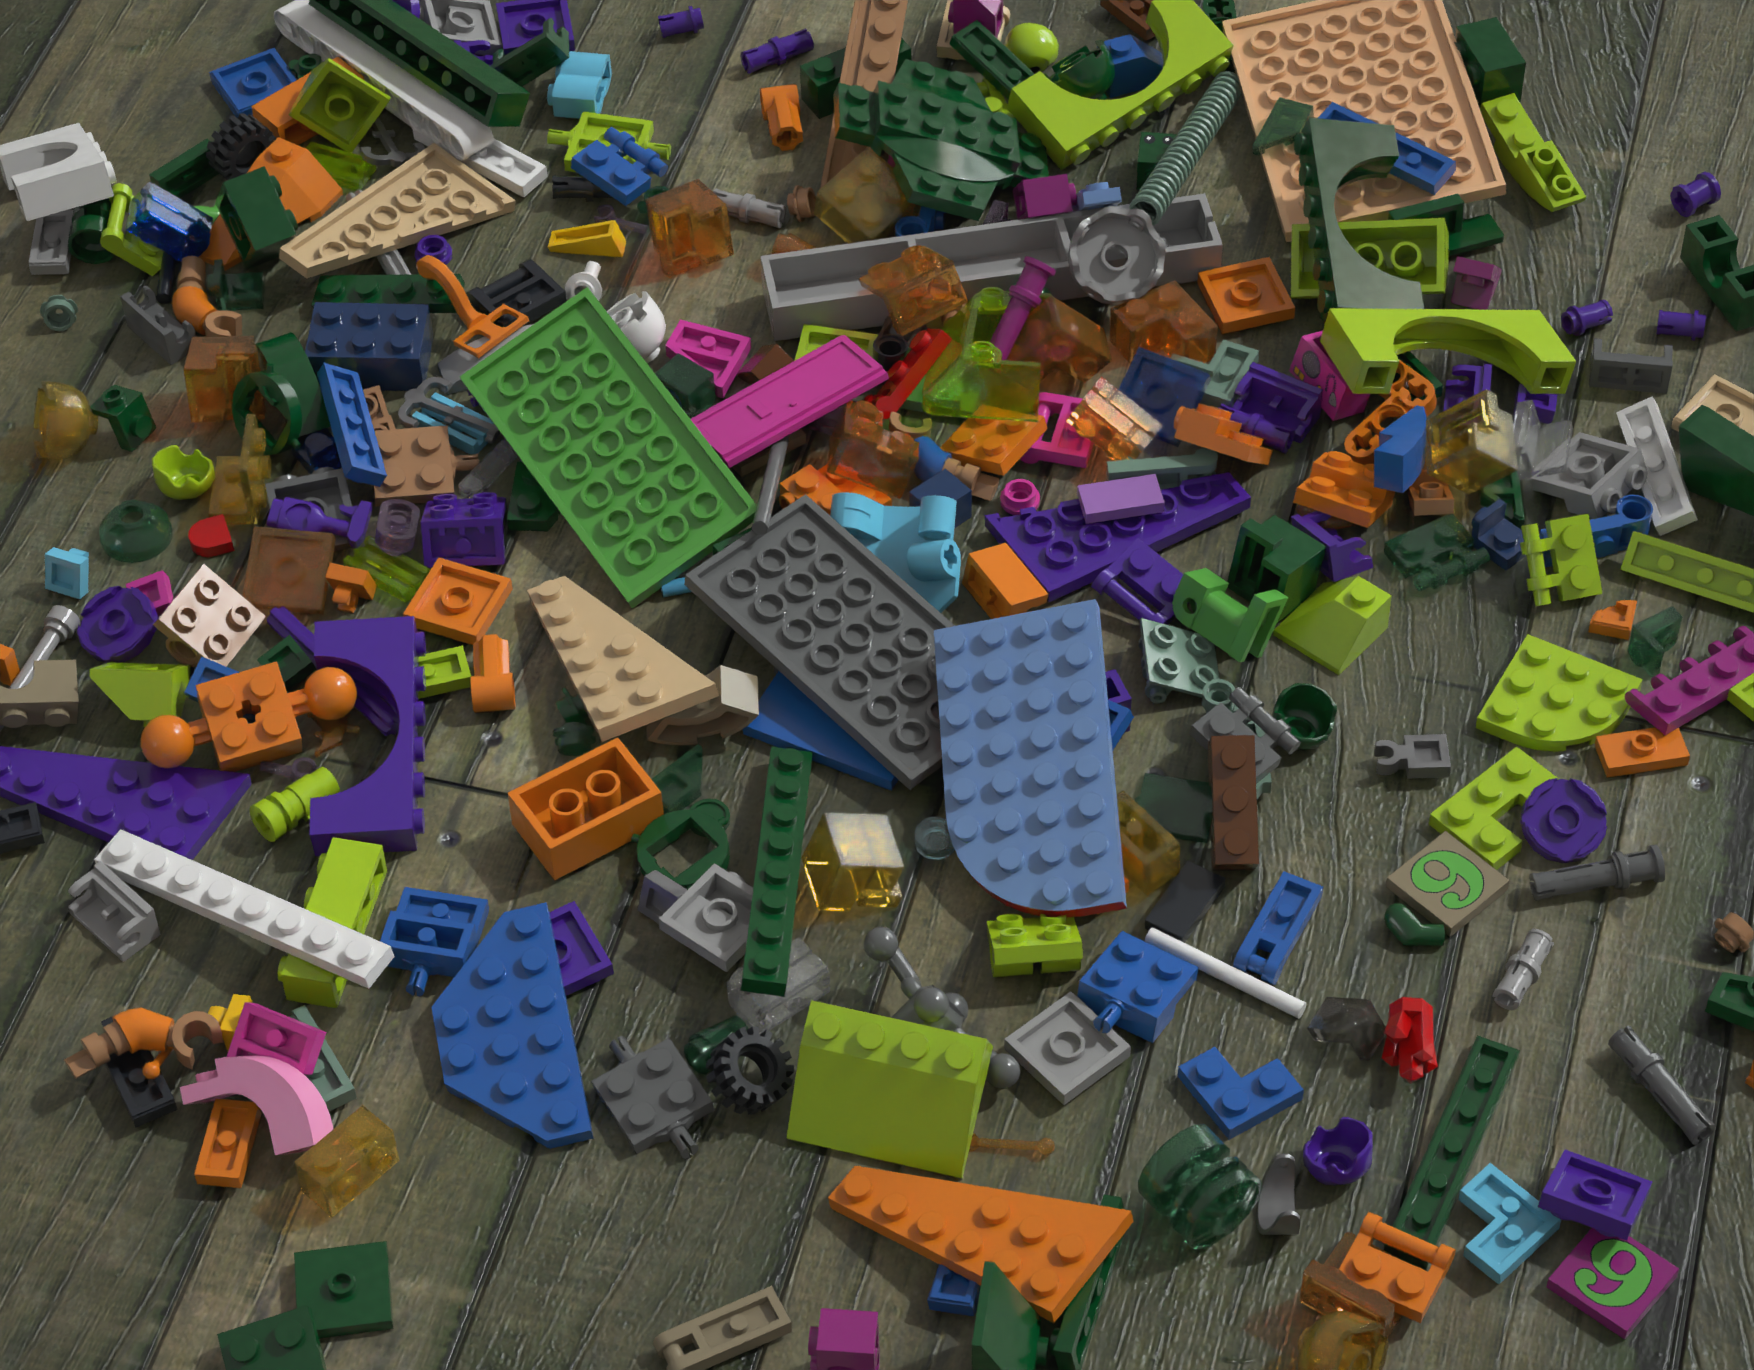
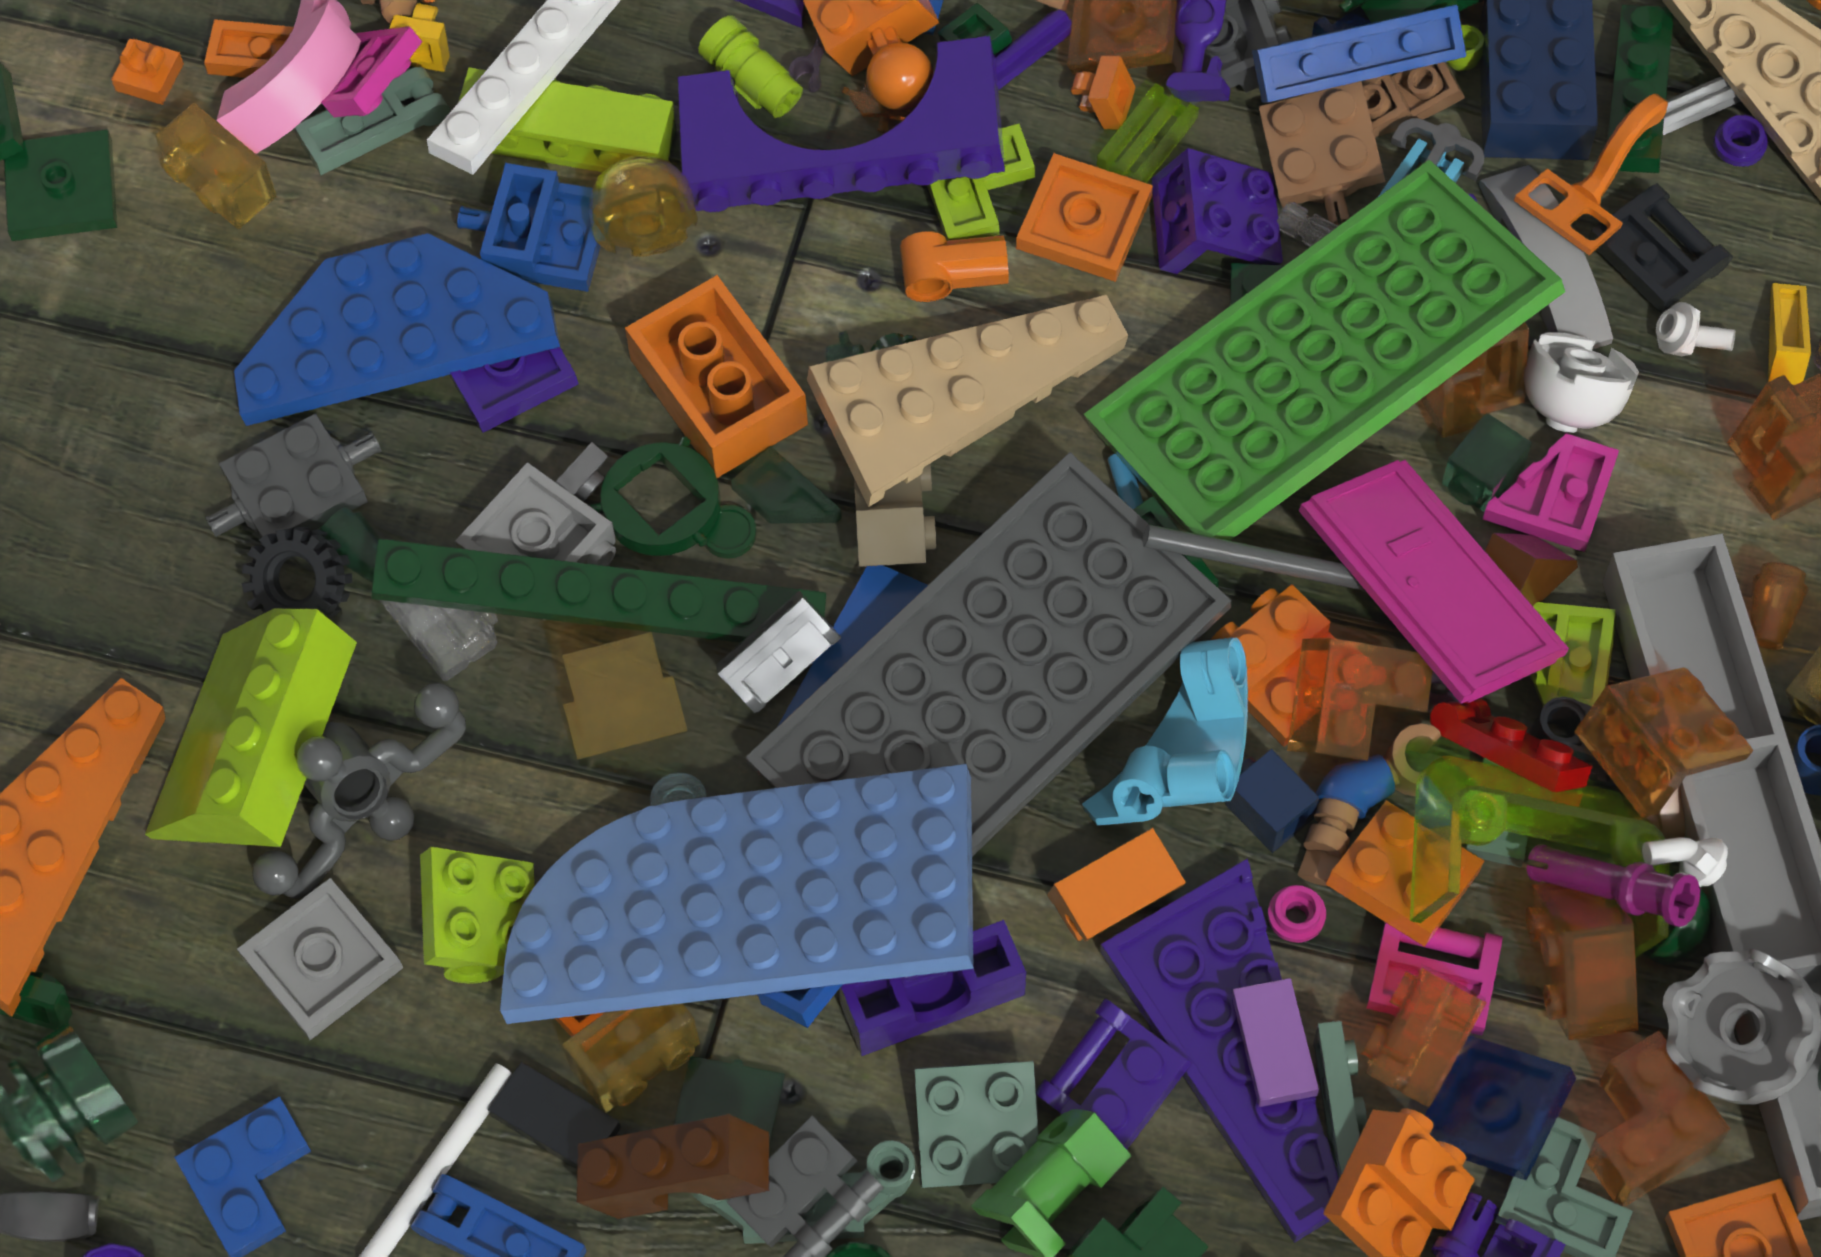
camera: 90 degrees right, 15 degrees up
(232, 1233) = (147, 71): none -> orange tile
(397, 526) = (1203, 130): clear purple plate -> none
(422, 856) = (641, 206): none -> clear yellow cylinder
(821, 765) = (777, 652): none -> hinge
(1003, 271) = (1700, 858): none -> white plate
(1044, 1146) = (181, 933): clear orange hinge -> none
(1135, 987) = (406, 1043): blue plate -> none

